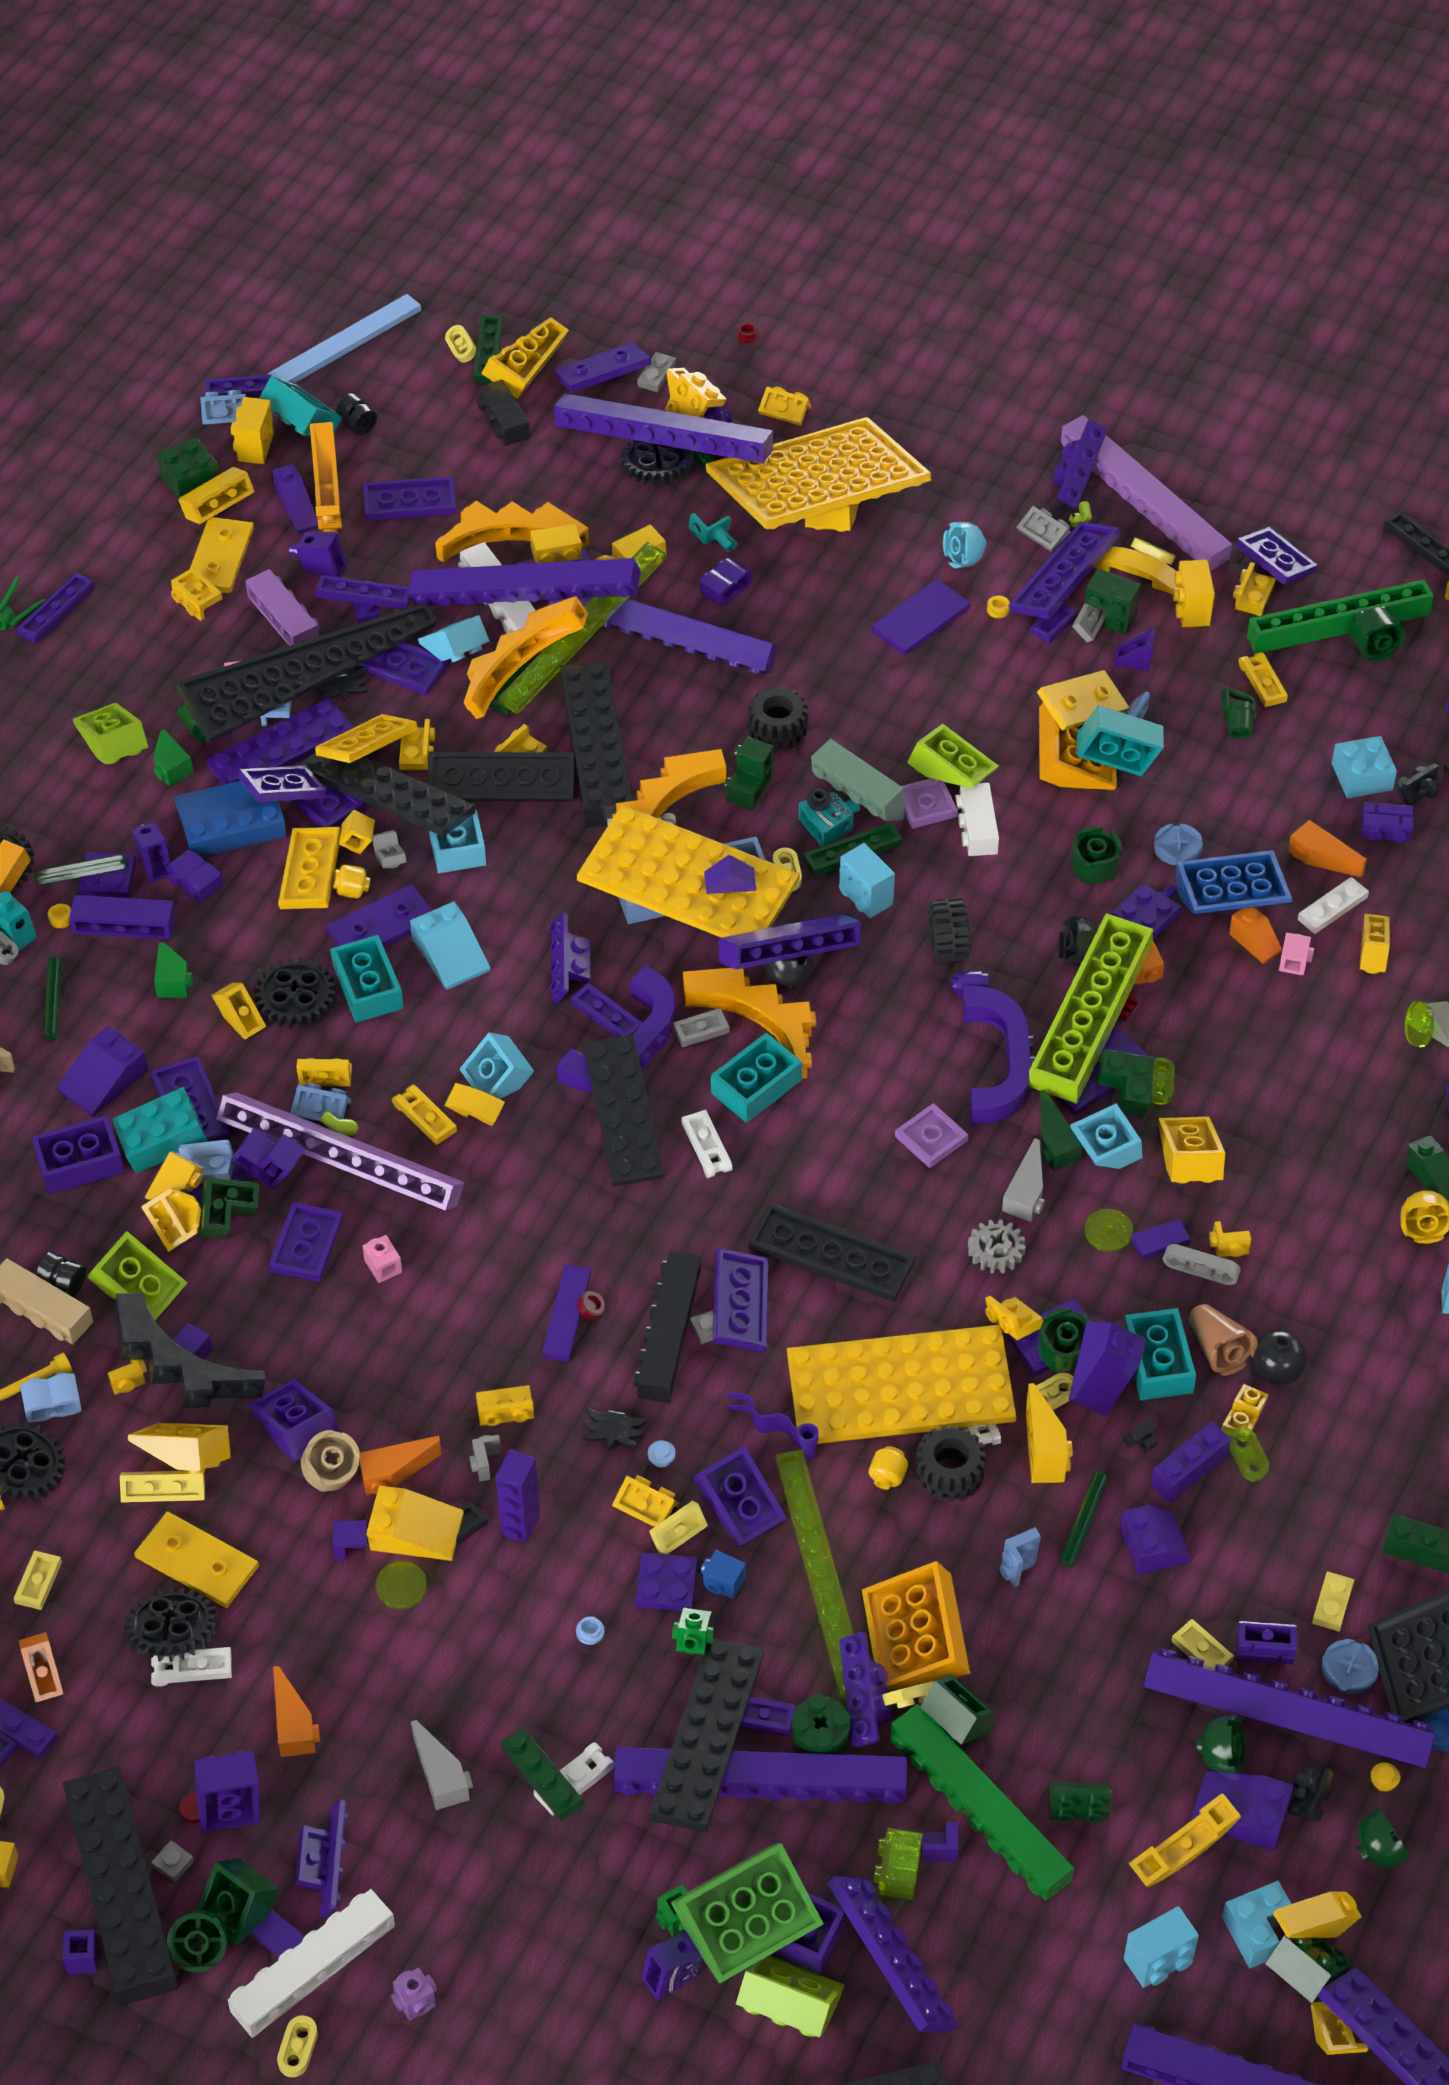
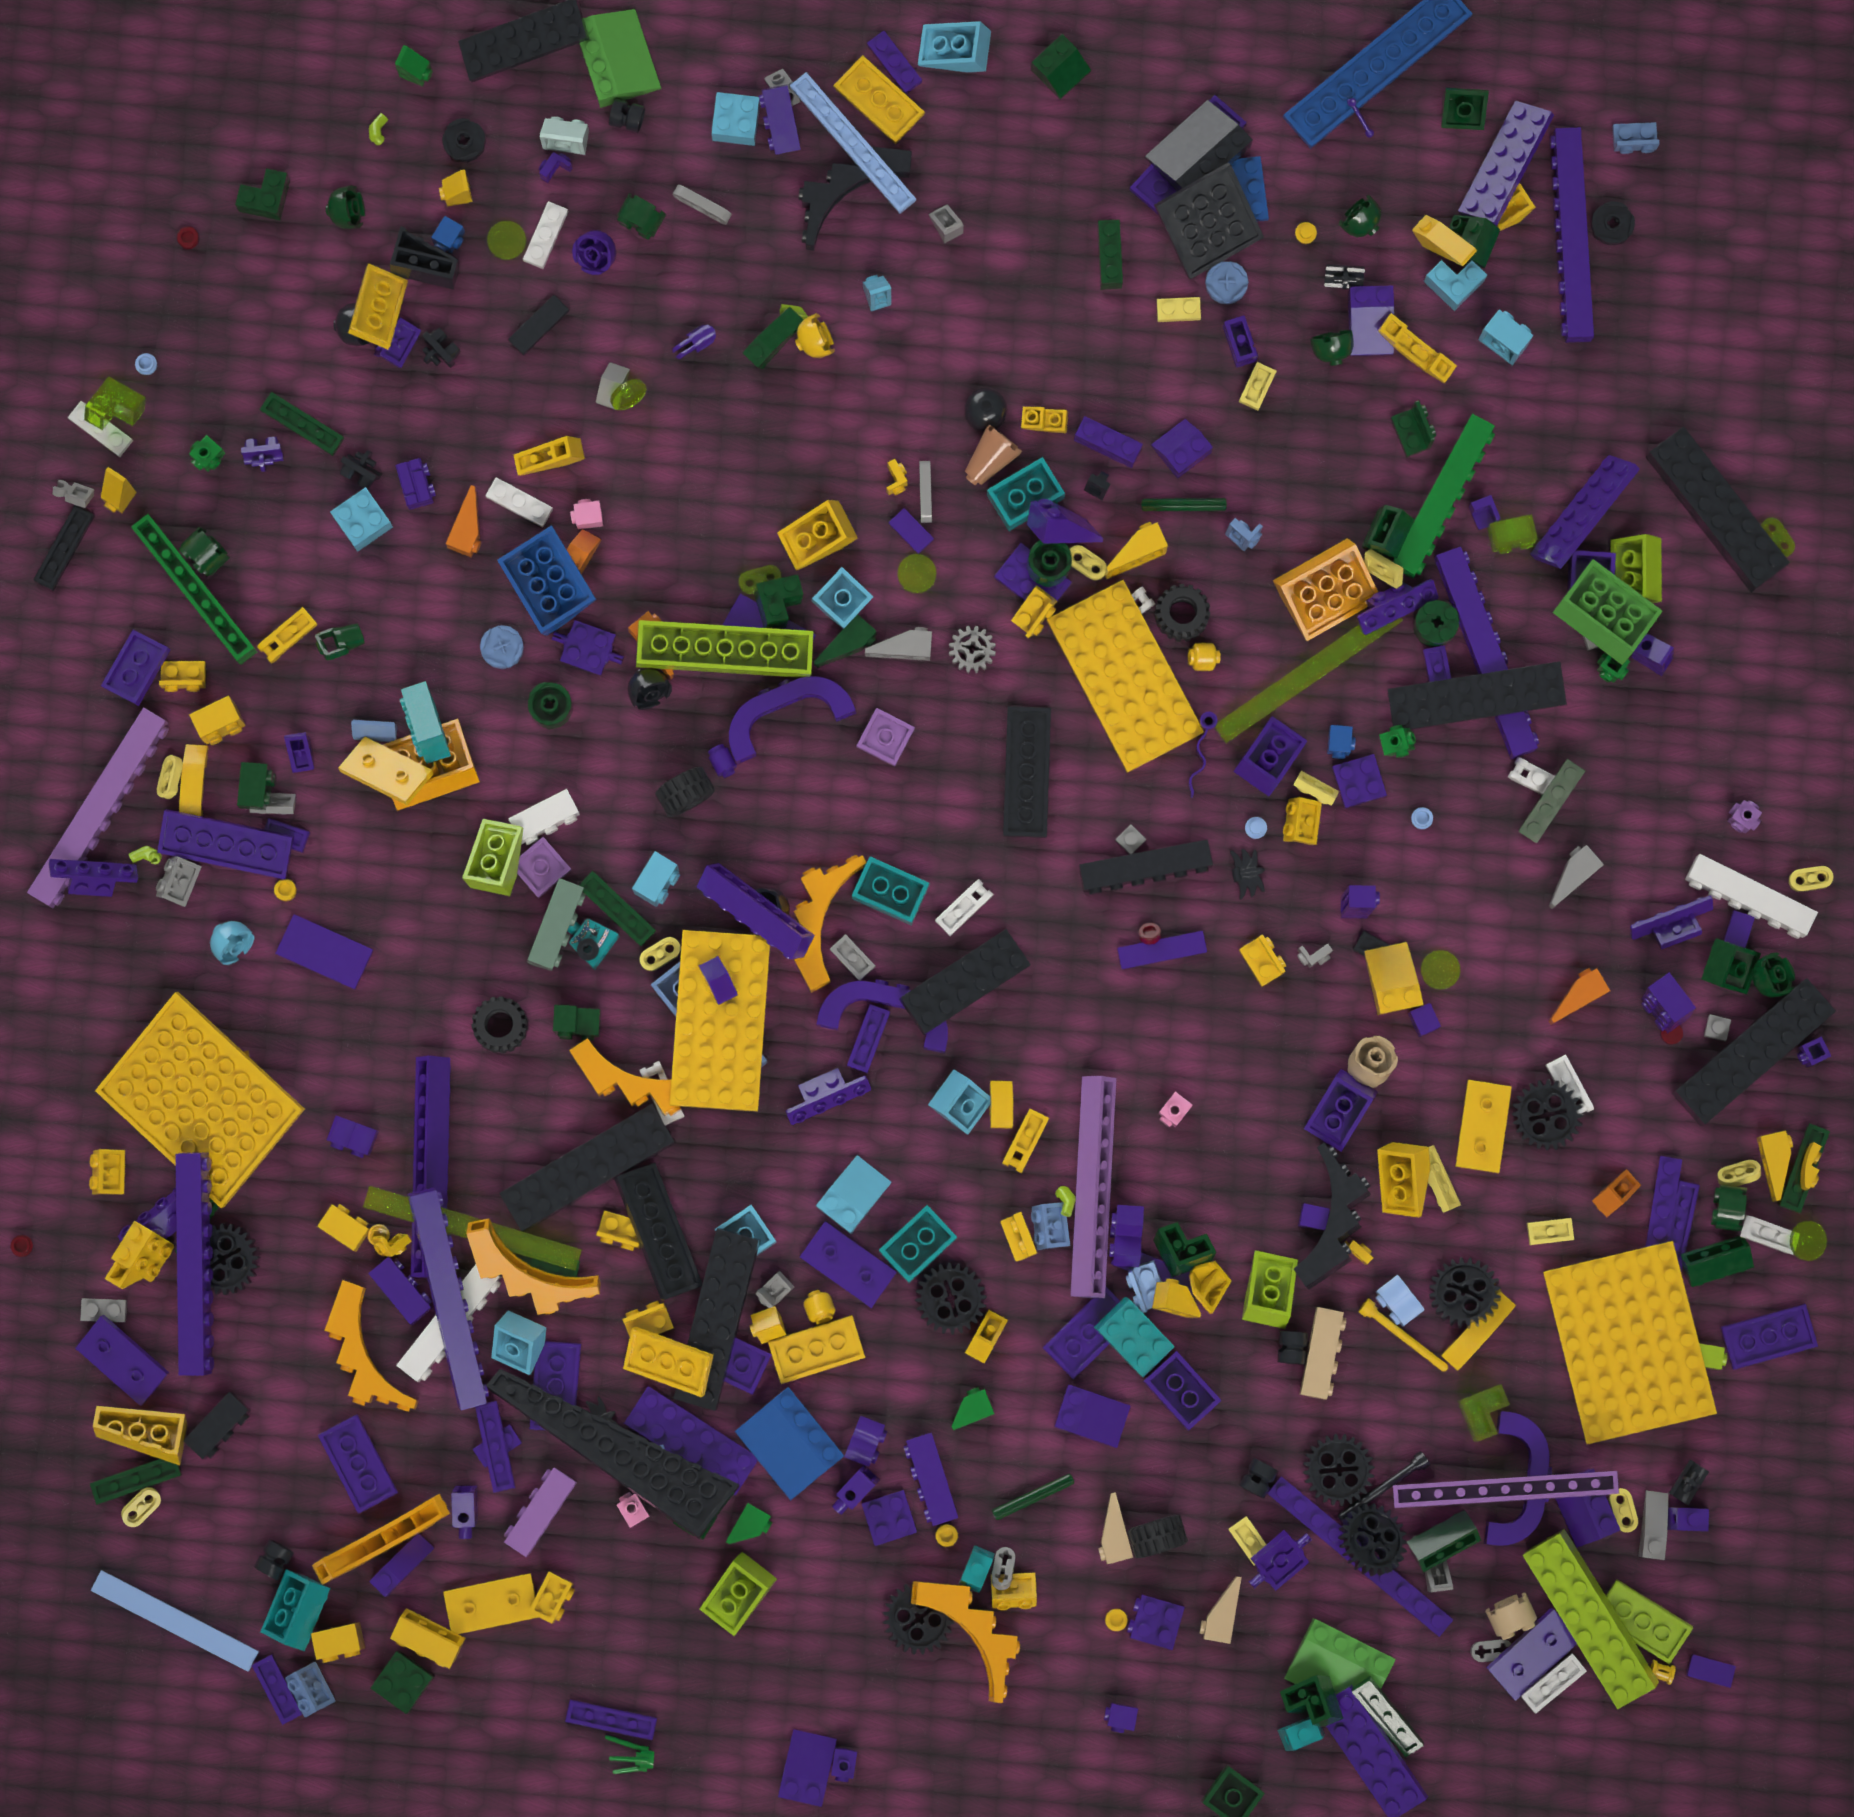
camera: 115 degrees left, 30 degrees up
(80, 869) = (902, 1536): axle -> none
(282, 783) = (751, 1406): dark purple plate -> none
(306, 1242) = (1182, 1176): dark purple plate -> none
(396, 1463) = (1351, 1018): orange slope -> none
(556, 544) = (384, 1293): yellow brick -> none
(717, 532) = (295, 1166): teal bracket -> none
(740, 1300) = (1100, 822): dark purple tile -> none
(1249, 1455) = (1082, 404): clear neon green plate -> none
(1290, 1708) = (1285, 310): dark purple brick -> none

